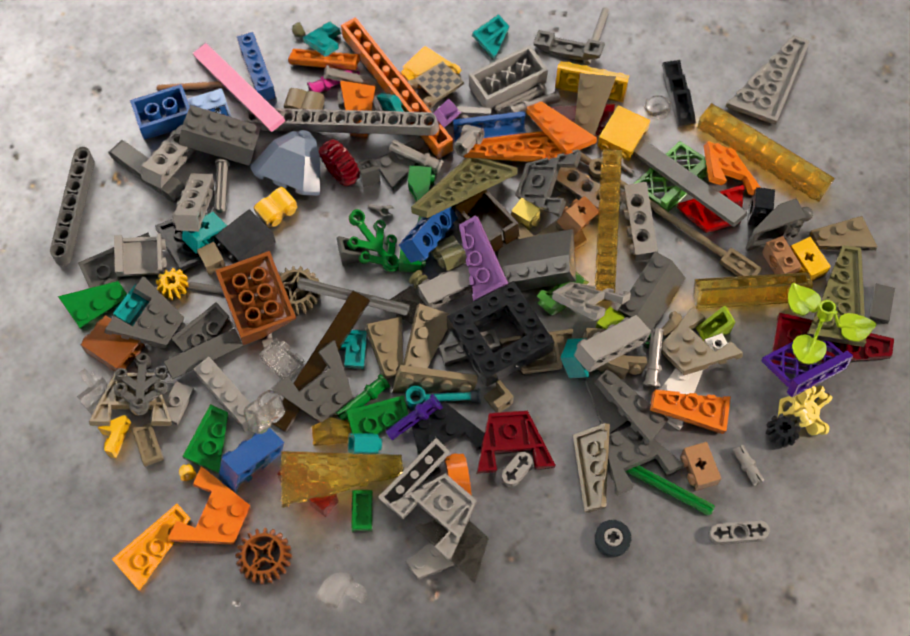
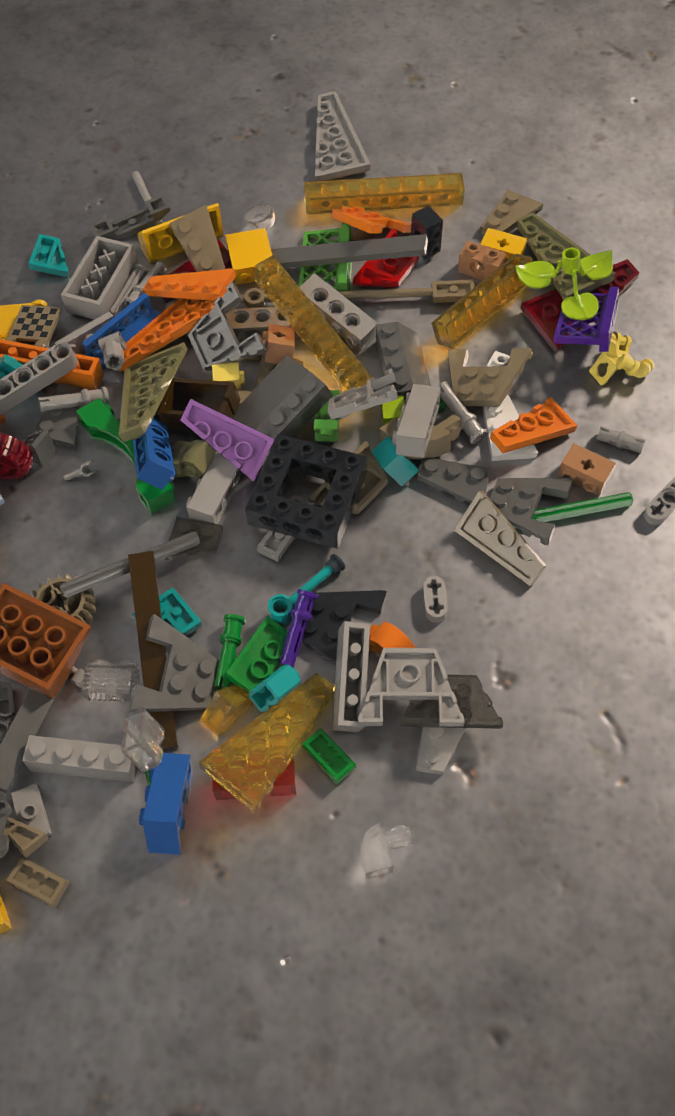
camera: 40 degrees left, 5 degrees down
(149, 548) = (139, 993): light orange wing -> none
(187, 472) = (108, 873): yellow hinge -> none
(208, 440) = (103, 822): green wing -> none
(220, 518) = (190, 888): orange wing -> none
(258, 562) = (274, 909): dark orange gear -> none
(347, 255) = (86, 528): dark grey slope -> none
(375, 243) = (105, 502): green plant -> none
(387, 345) = (204, 584): dark tan wing -> none
(417, 278) = (178, 505): olive bush -> none
(425, 336) = (237, 551): dark tan wing -> none
(432, 380) = (281, 580): dark tan wing -> none
(446, 113) = (73, 338): medium lavender panel -> none
(499, 397) = (357, 549): dark tan panel -> none
(512, 433) = (402, 569): dark red wing -> none
(620, 530) = (573, 599): black bush -> none
(631, 405) = (481, 463): dark grey wing -> none
(675, 319) = (443, 371): dark tan arm -> none
(679, 93) = (261, 193): black slope -> none
(719, 323) = (483, 346): lime slope -> none
(779, 435) = (619, 390): black gear -> none
(782, 221) = (457, 229): dark grey slope -> none
(881, 303) = (587, 239): dark grey tile -> none

